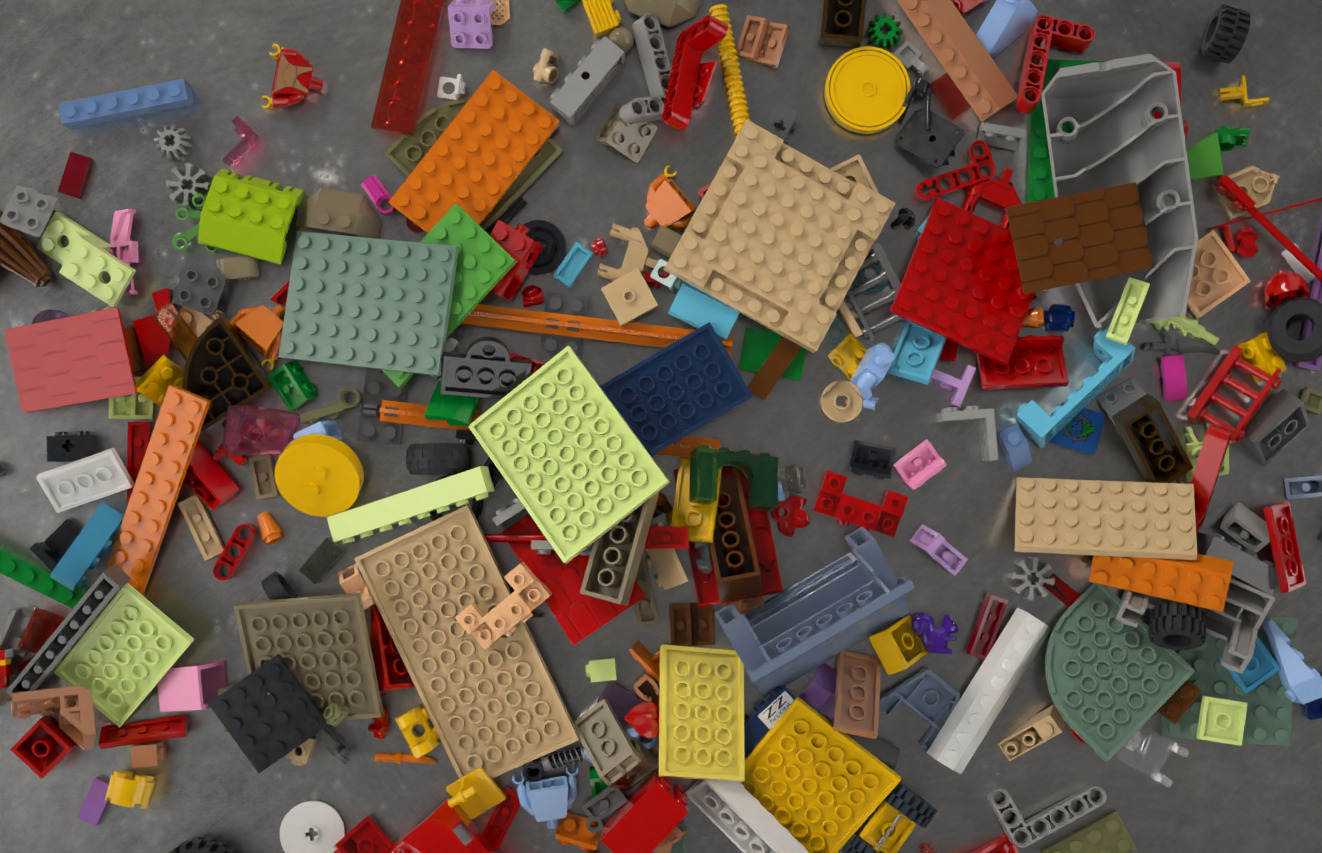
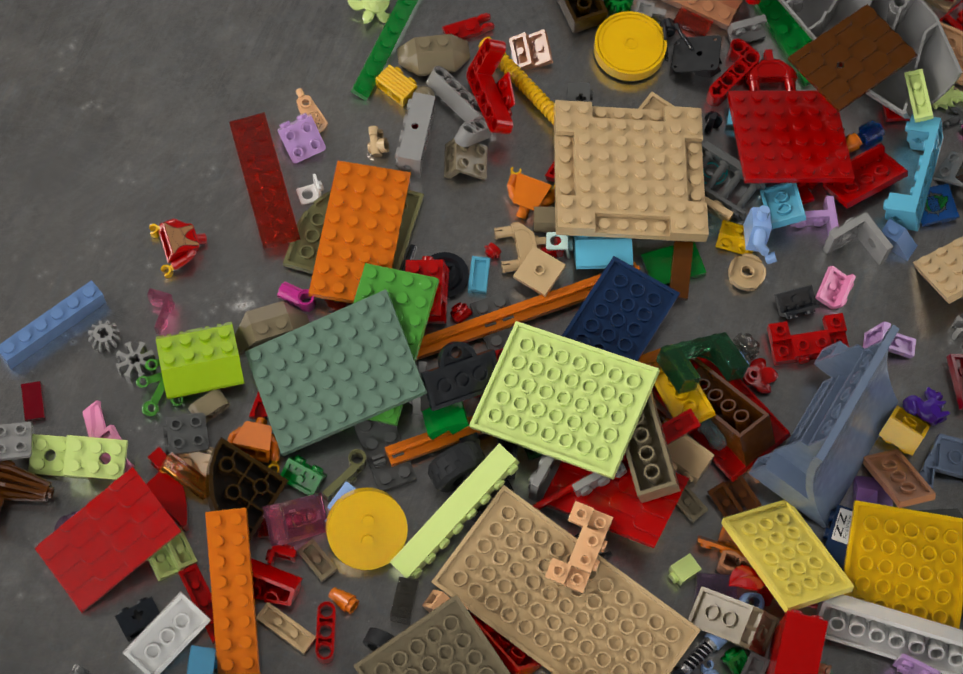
camera: 30 degrees left, 20 degrees down
(158, 378) = (192, 522): yellow plate -> none

